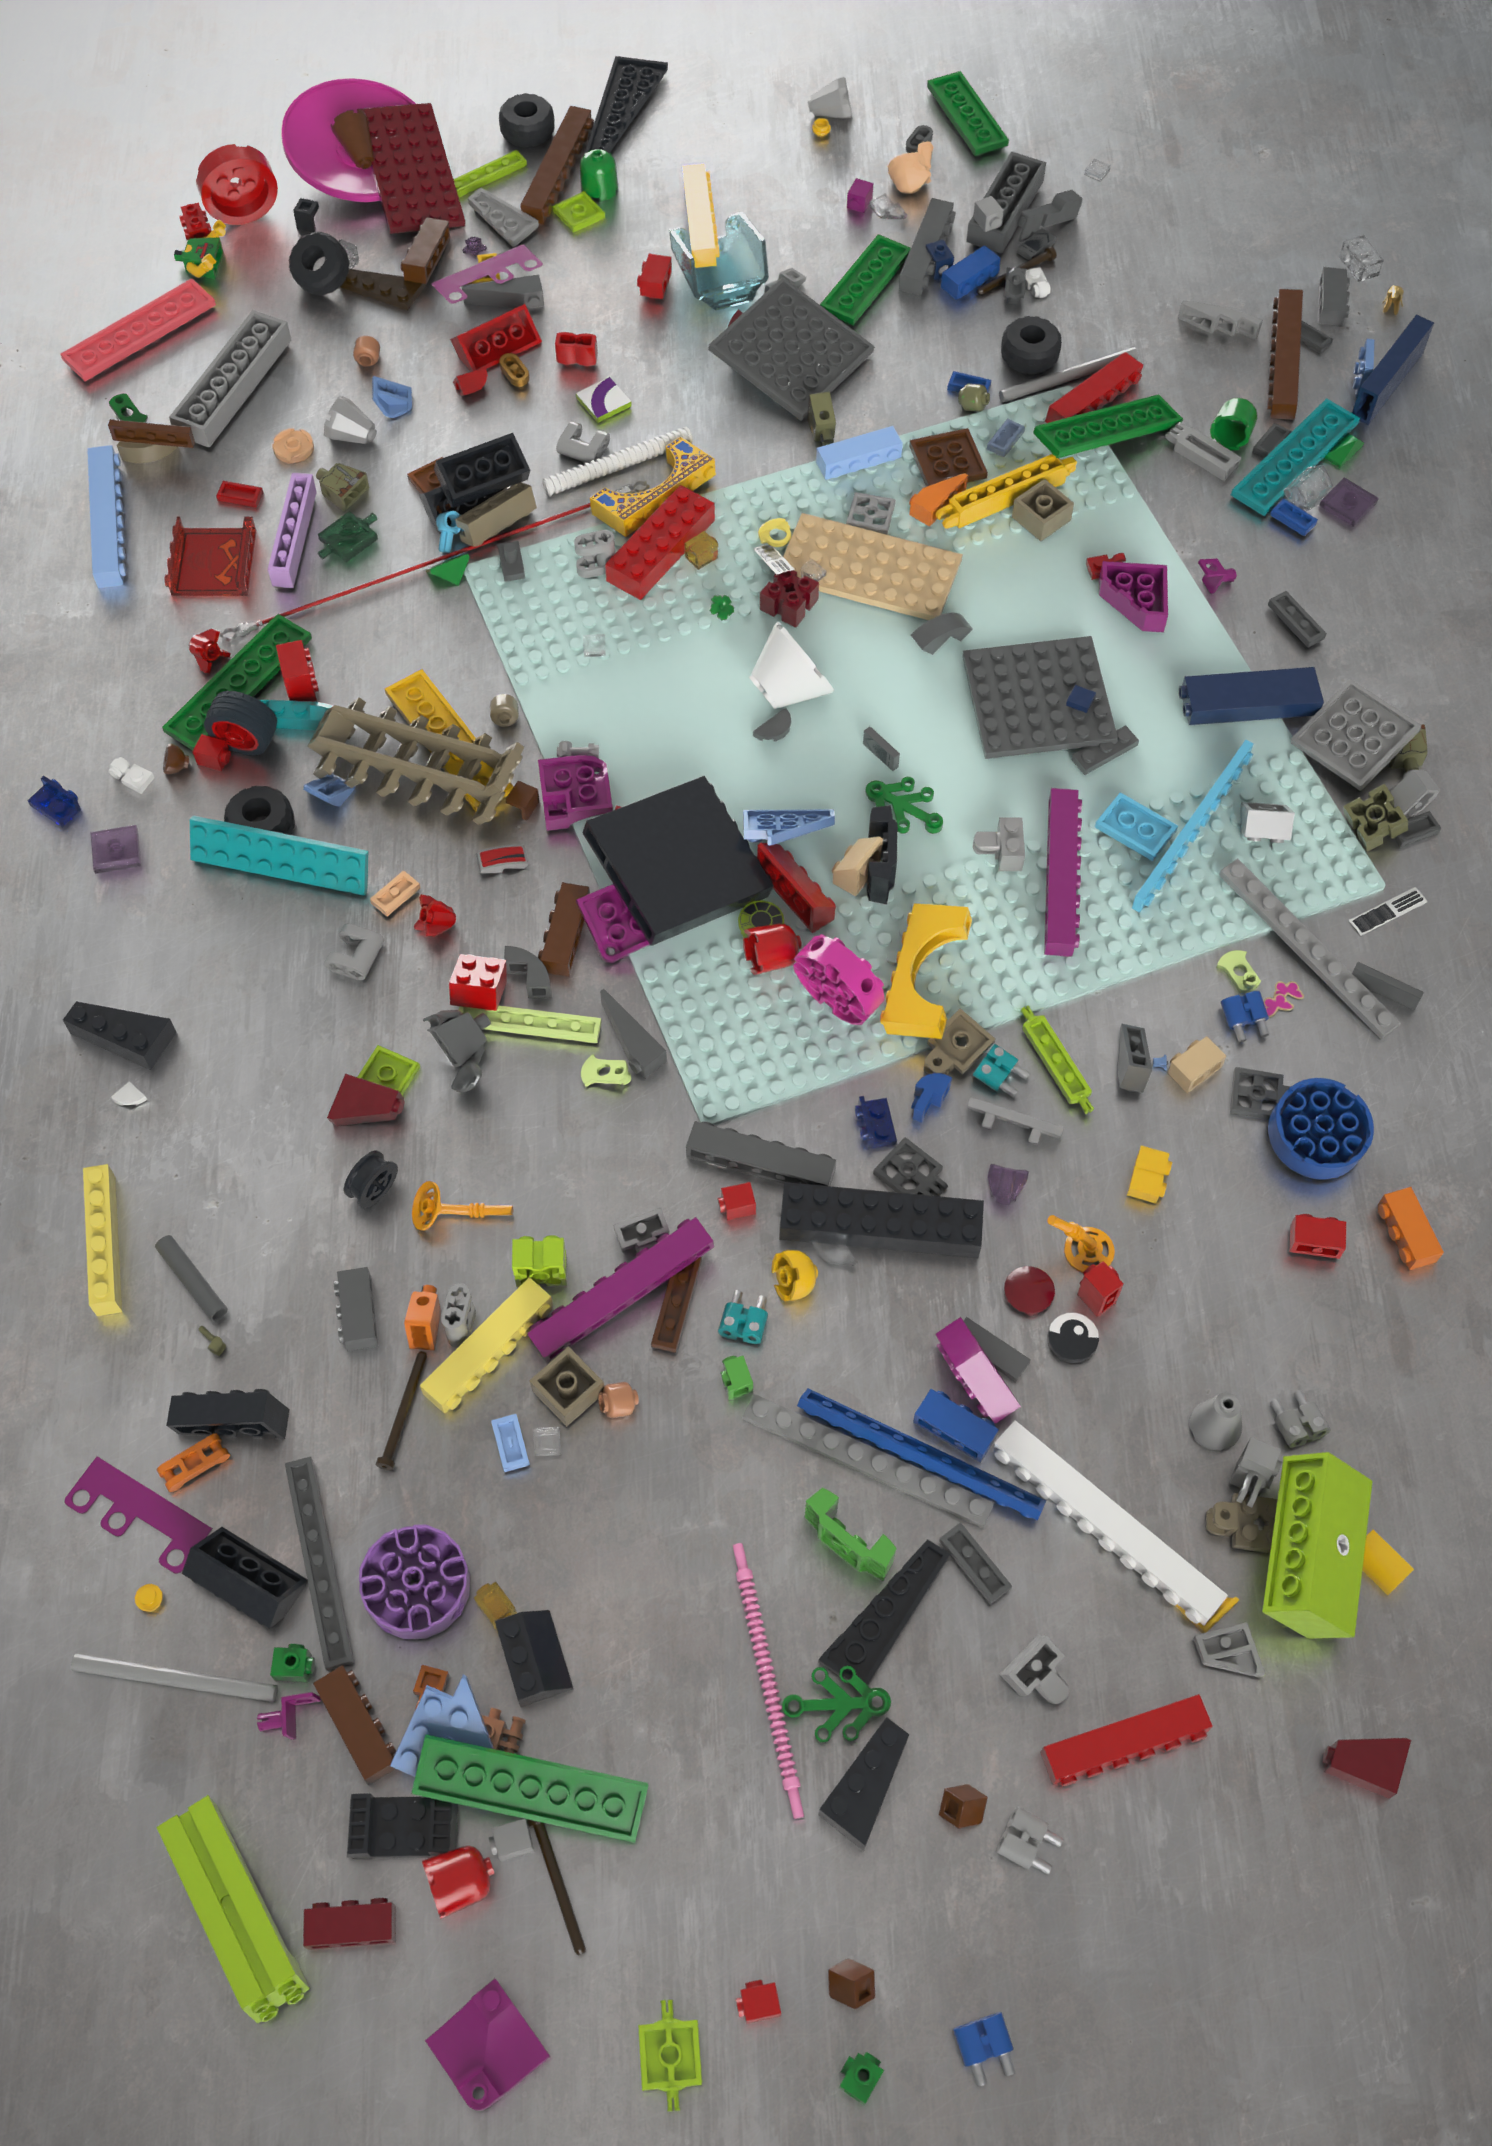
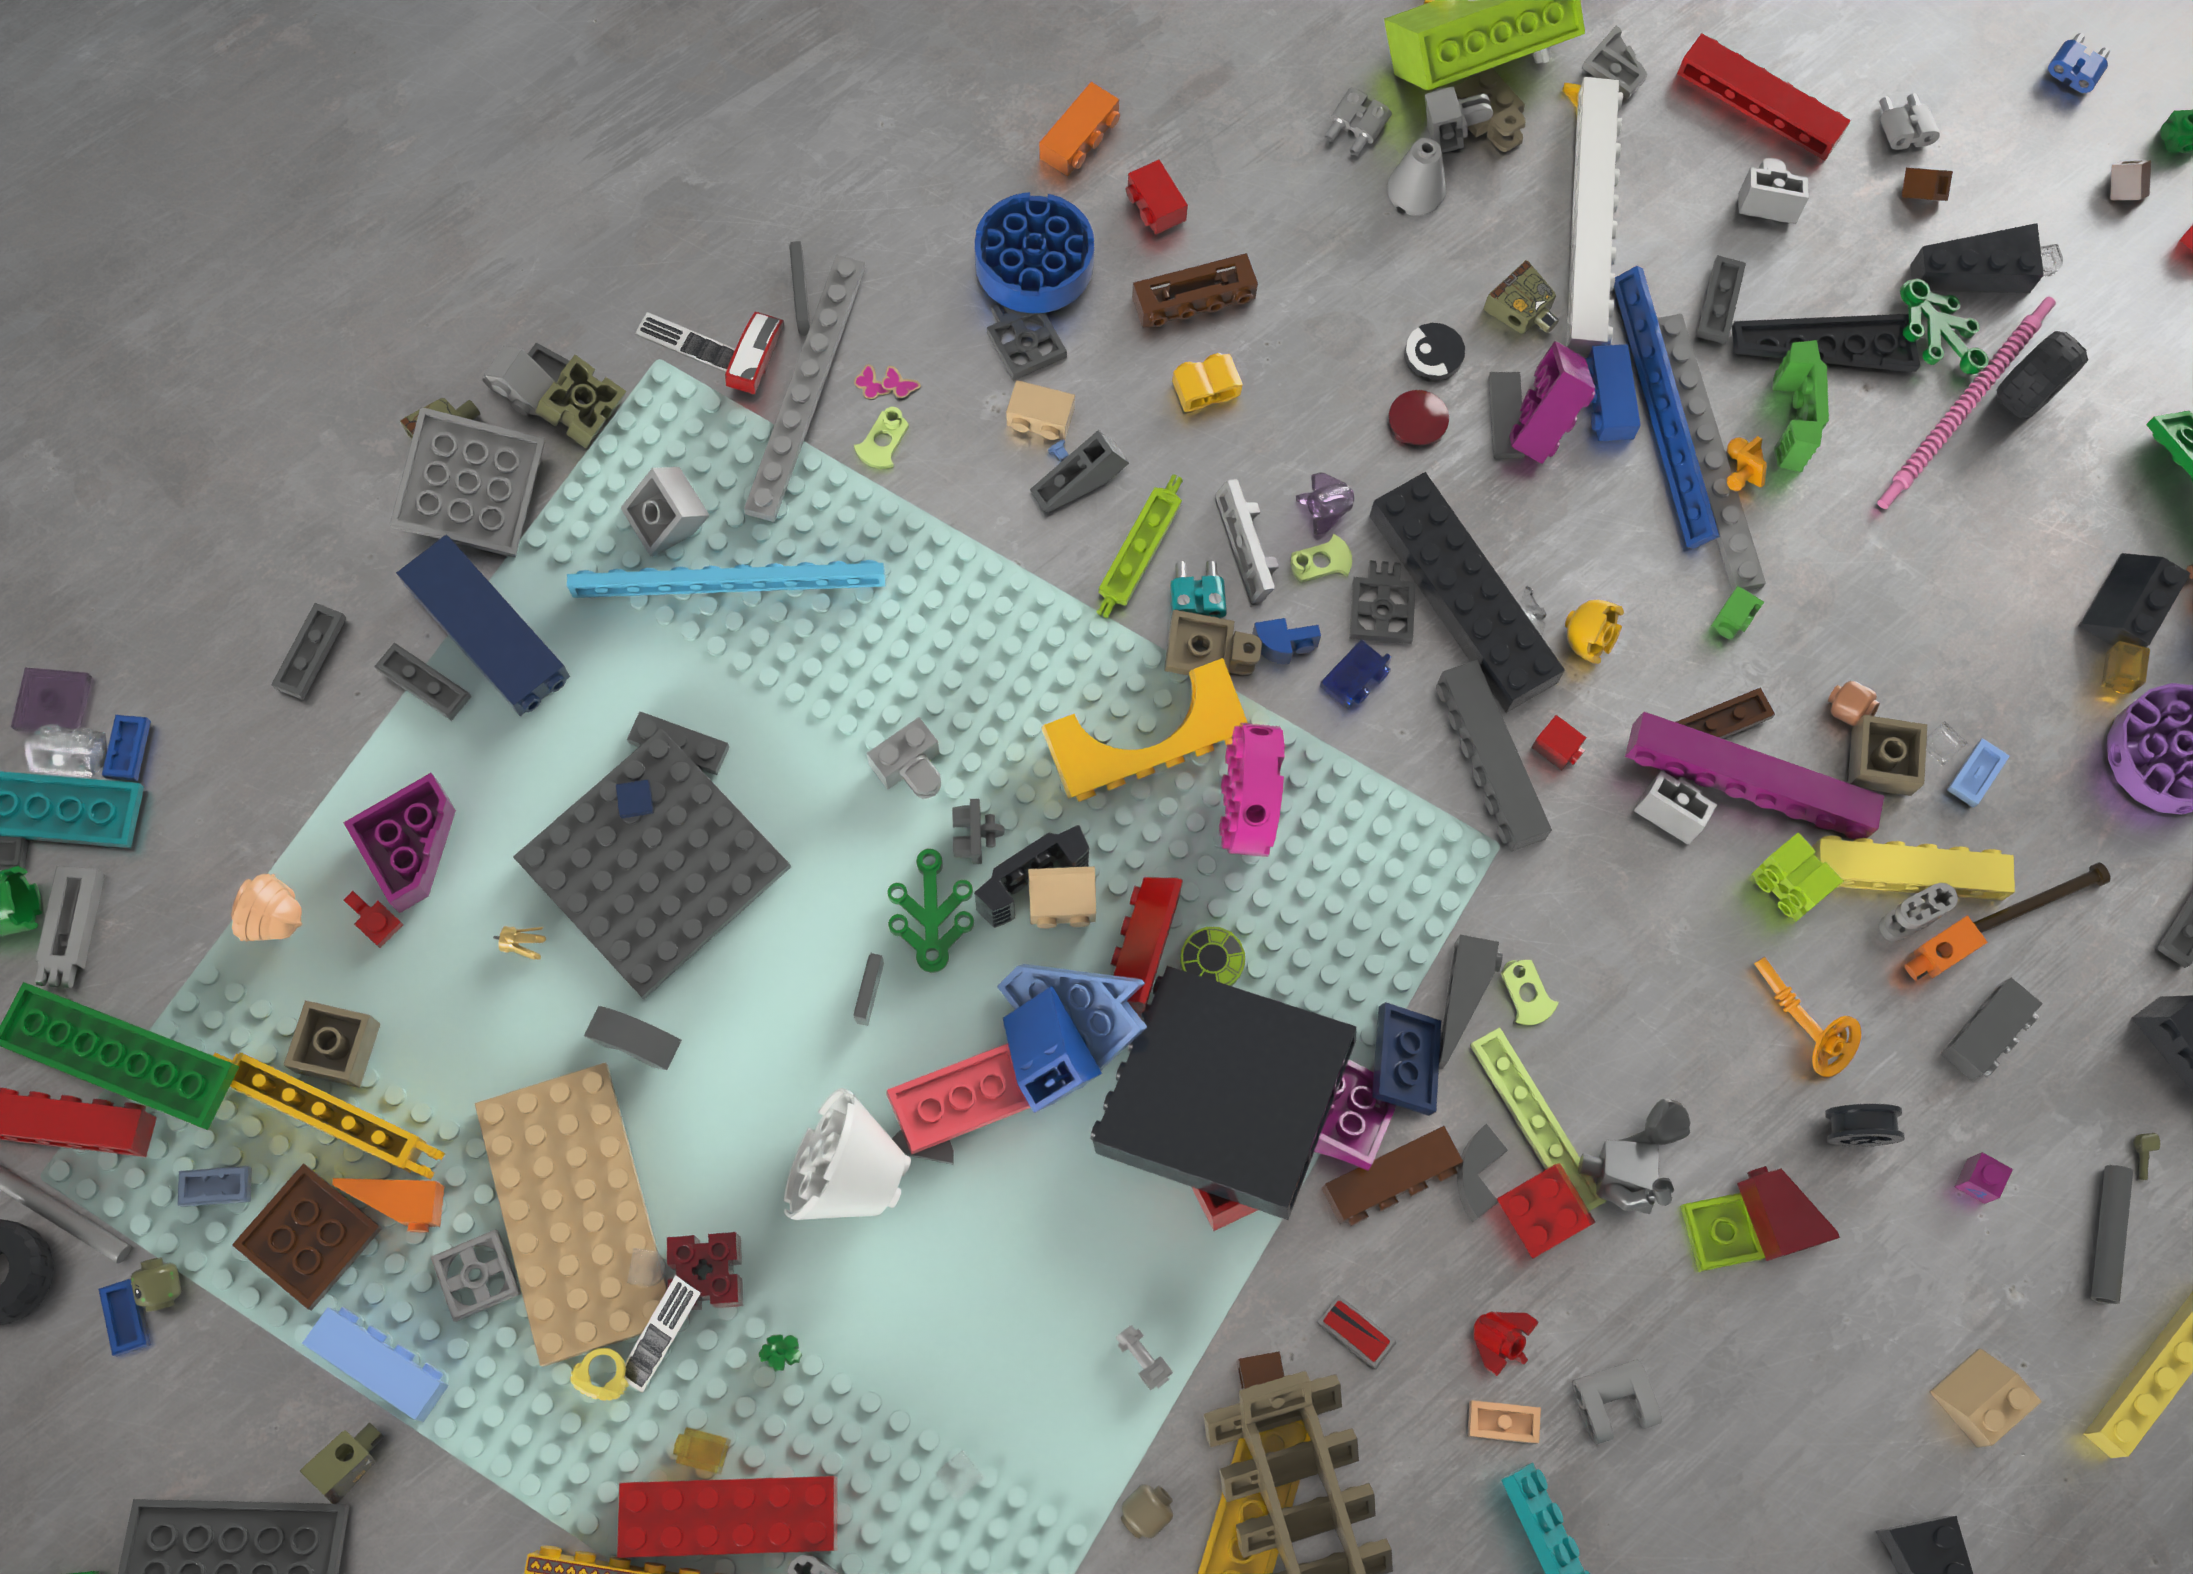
camera: 130 degrees left, 10 degrees up
(128, 1095) = (1993, 1506): white tile -> none
(180, 1132) = (1985, 1398): none -> tan slope
(284, 1228) = (1983, 1178): none -> magenta brick
(573, 790) = (1204, 1310): magenta slope -> none
(620, 973) = (1407, 1059): none -> dark blue plate
(742, 1729) = (2042, 374): none -> black tyre
(743, 1322) = (1677, 647): teal piece -> none
(771, 797) = (1047, 1051): none -> blue slope
(771, 947) = (1249, 910): red cylinder -> none
(783, 752) = (957, 1099): none -> coral plate
(834, 1849) = (2051, 259): none -> clear tile
(836, 1472) = (1750, 463): none -> light orange piece
(933, 853) = (971, 817): none -> dark grey hips
(969, 1173) = (1335, 550): none -> yellowish green piece
(1041, 613) = (511, 937): none -> pearl gold piece
(1062, 873) = (897, 678): magenta brick -> none
(1070, 1421) = (1523, 300): none -> olive torso
(1088, 1244) = (1332, 391): light orange dish -> none
(1100, 1287) = (1375, 344): red brick -> none
(1136, 826) = (773, 640): medium azure plate -> none
(1142, 515) = (265, 910): none -> light nougat head
(1215, 574) = (300, 776): magenta bracket -> none
(1235, 1179) = (1194, 291): none -> reddish brown brick
(1236, 656) = (422, 681): none -> dark grey tile
(1243, 1011) = (936, 403): blue piece -> none
(1353, 933) = (753, 352): none -> slope

